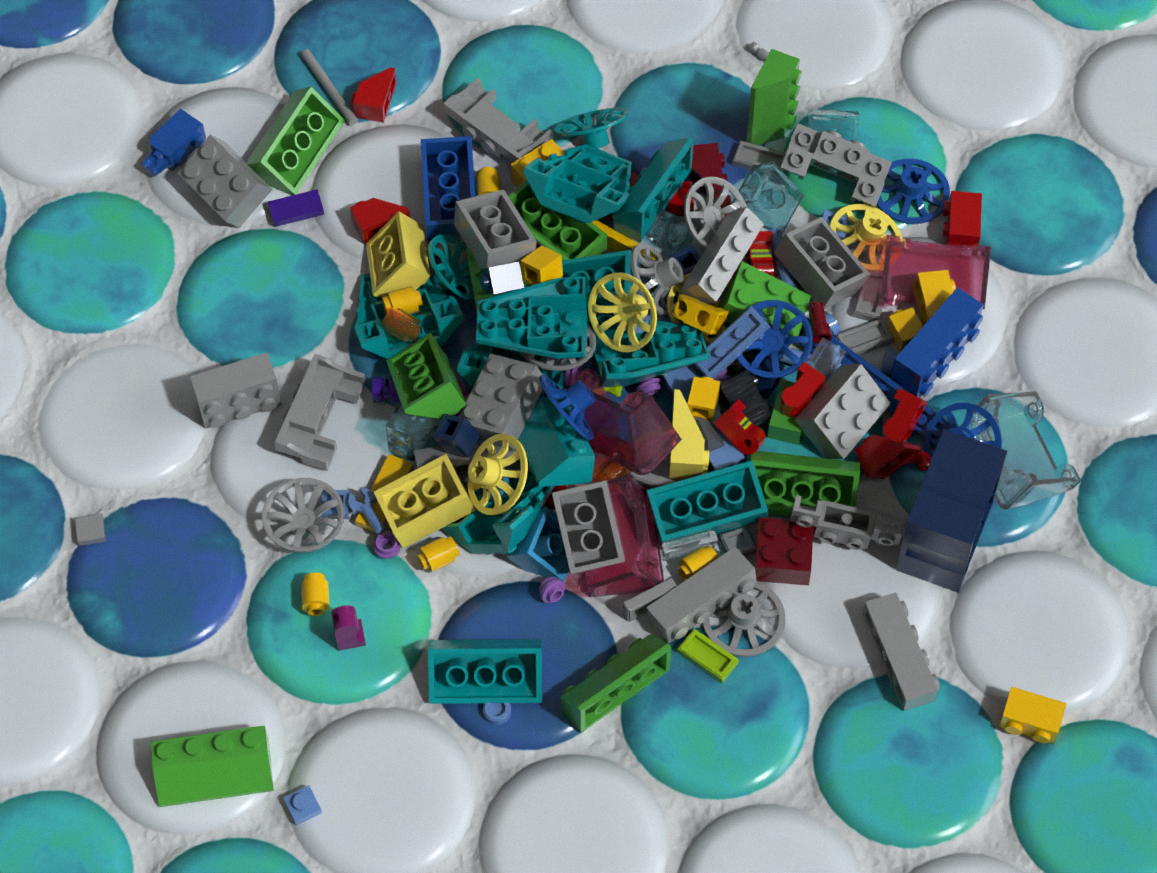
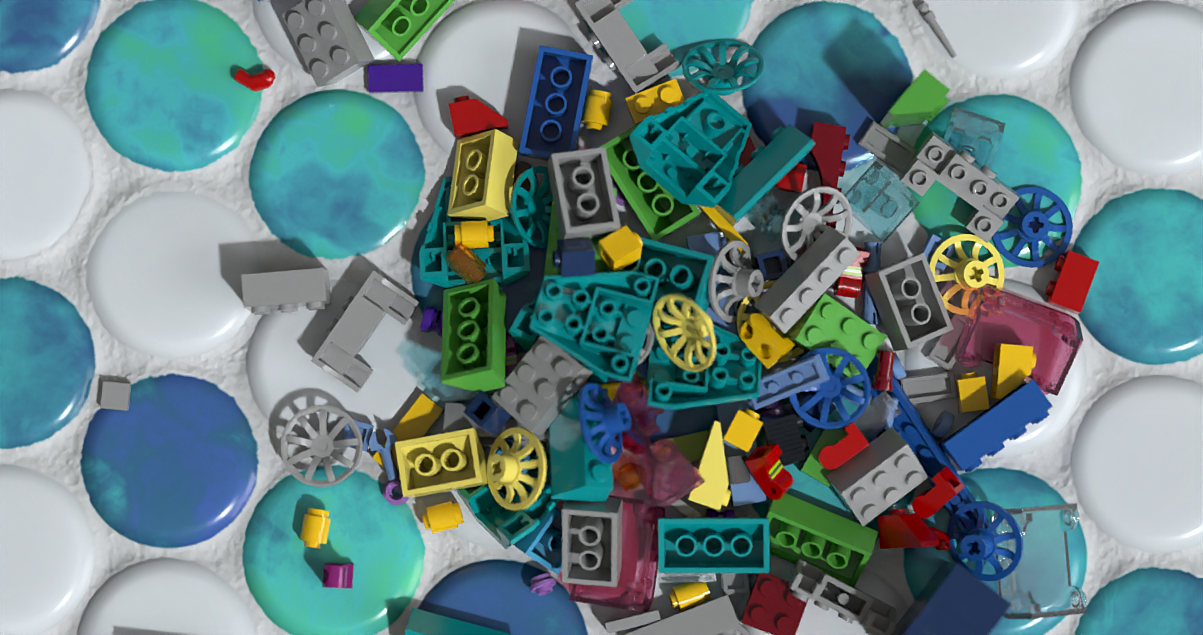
camera: 15 degrees right, 25 degrees up
(166, 239) = (256, 82): none -> red arm

